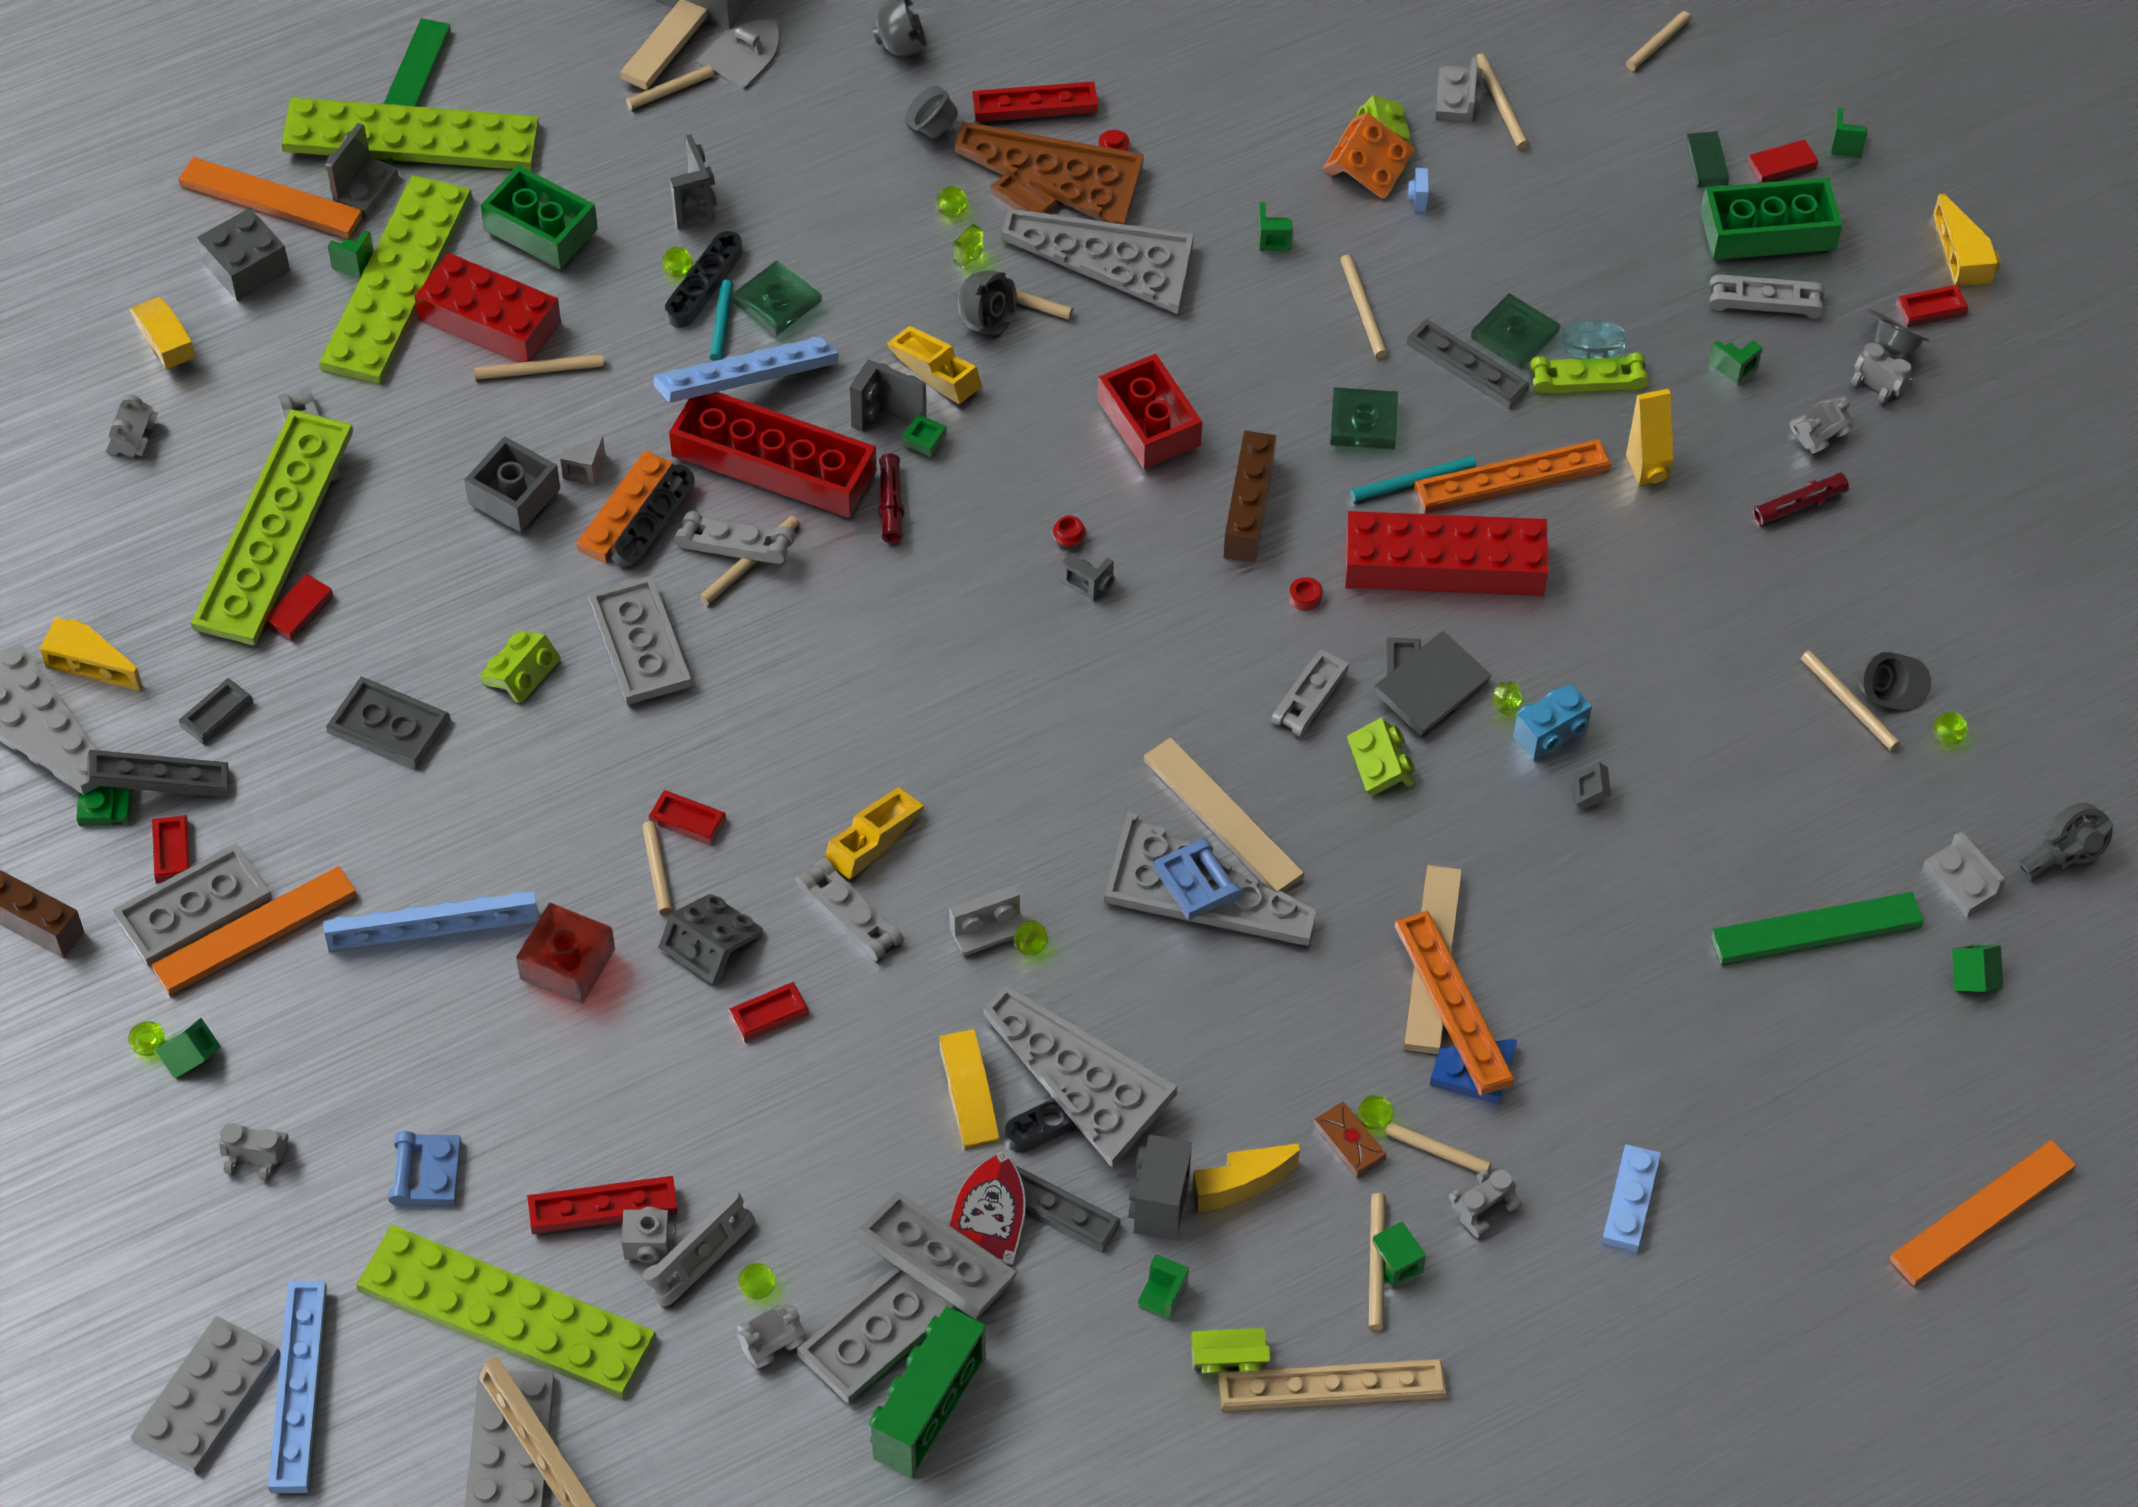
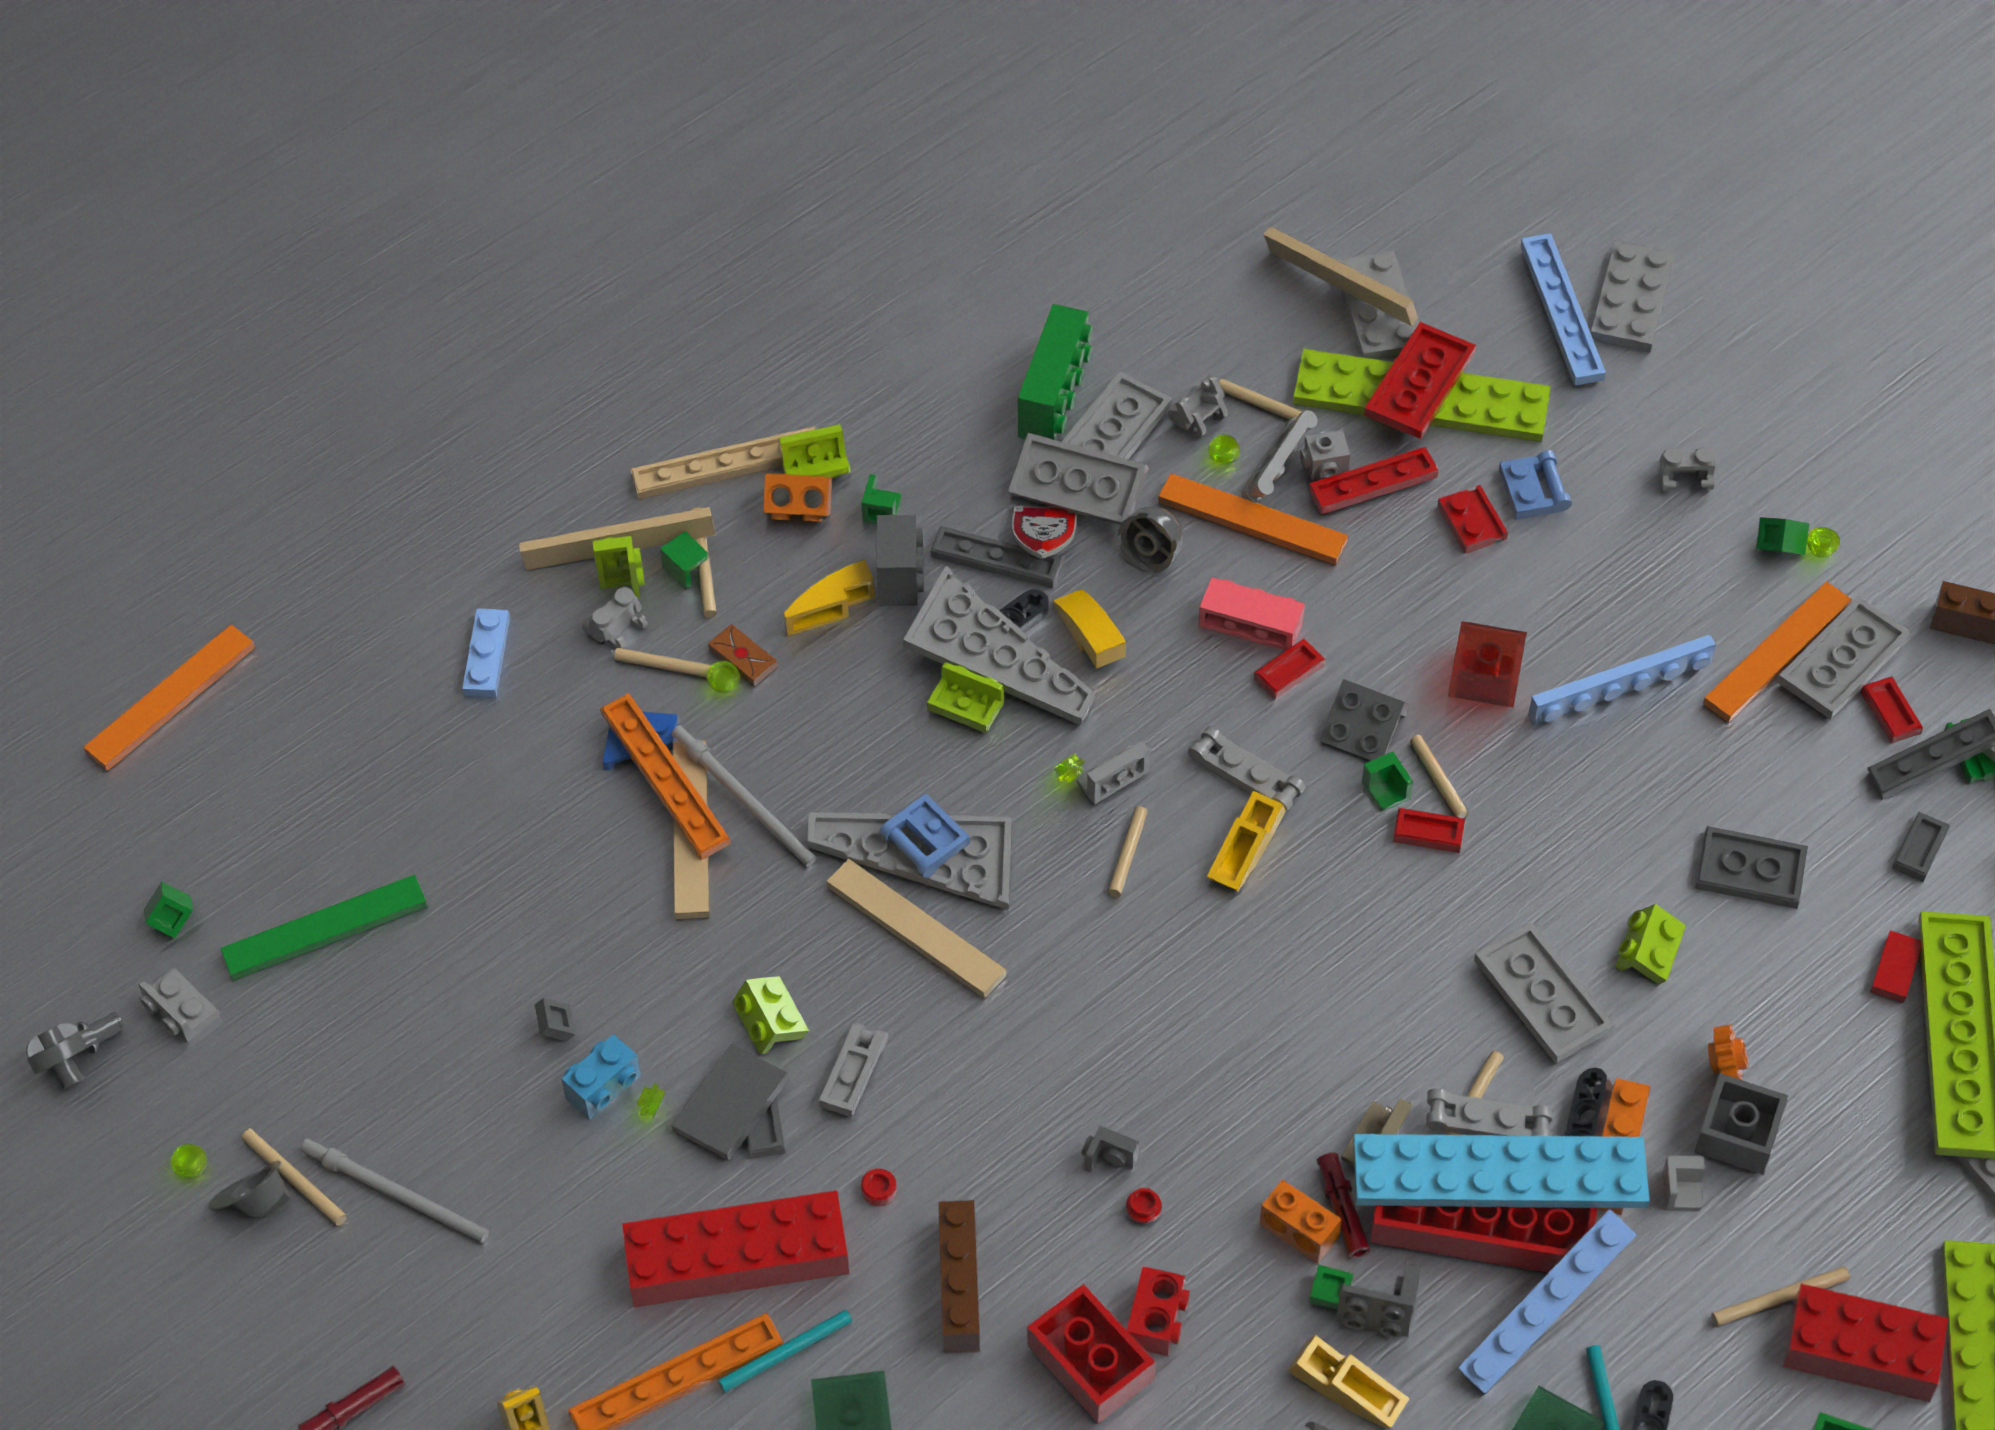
camera: 170 degrees right, 0 degrees up
(498, 538) = (1727, 1053): none -> orange gear
(507, 1296) = (1420, 380): none -> red plate
(510, 1144) = (1472, 519): none -> red plate
(692, 1340) = (1258, 400): none -> tan bar
(713, 867) = (1387, 781): none -> green panel
(749, 459) = (1500, 1171): none -> medium azure plate
(760, 1195) = (1253, 519): none -> orange tile
(791, 1068) = (1251, 614): none -> coral brick
(840, 537) = (1378, 1121): none -> dark tan bracket
(869, 1171) = (1151, 538): none -> dark grey cylinder
(935, 484) = (1300, 1221): none -> orange brick
(993, 852) = (1127, 851): none -> tan bar
(1082, 441) = (1151, 1310): none -> red brick
(1122, 1030) = (967, 697): none -> lime bracket
(1258, 1302) = (797, 487): none -> orange brick
(1412, 1018) = (701, 754): none -> light grey bar
(1471, 1288) = (644, 534): none -> tan tile
(1474, 1245) = (618, 563): none -> lime bracket
(1809, 703) = (336, 1161): none -> light grey bar

